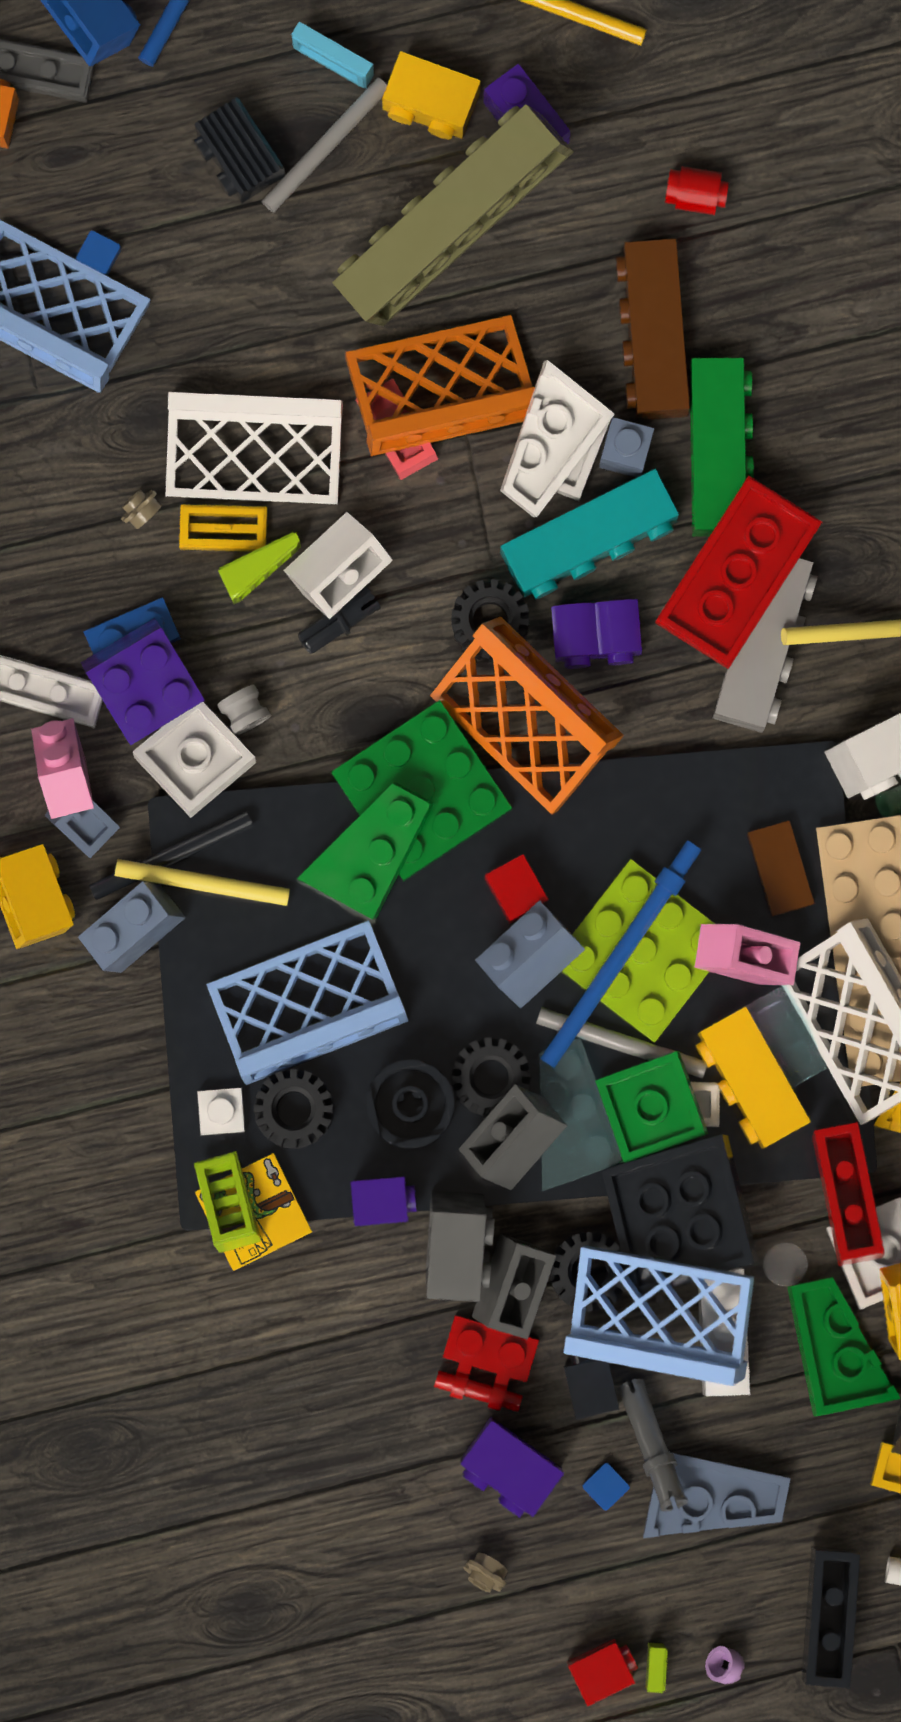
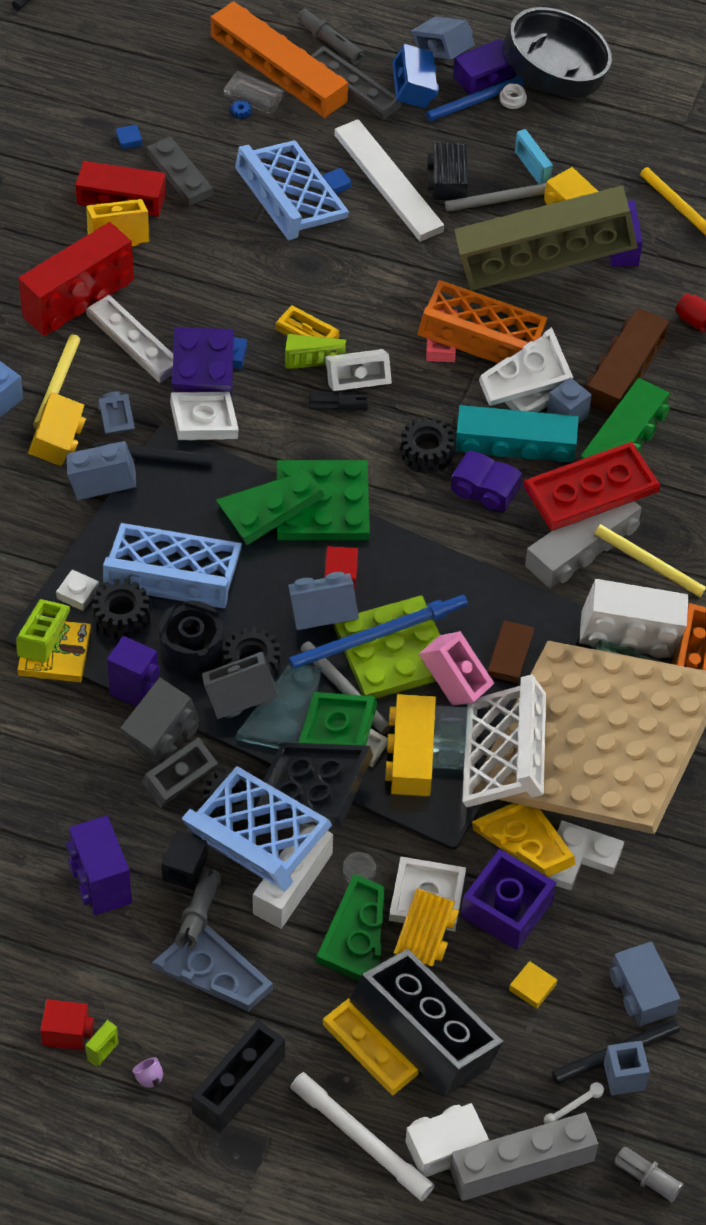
camera: 30 degrees right, 30 degrees down
(62, 768) = (125, 372): bright pink brick -> none
(140, 508) = (267, 293): dark tan plate -> none
(164, 208) = (389, 180): none -> white tile
(202, 882) = (161, 473): light yellow bar -> none
(244, 710) = (250, 411): light grey wheel -> none
(255, 410) = (371, 285): white fence -> none
(486, 1573) = (38, 925): dark tan plate -> none
(490, 1350) = (138, 808): red plate -> none
(541, 683) = (436, 483): orange fence -> none
(605, 1486) = (151, 927): blue piece -> none
(848, 1194) = (426, 832): red brick -> none

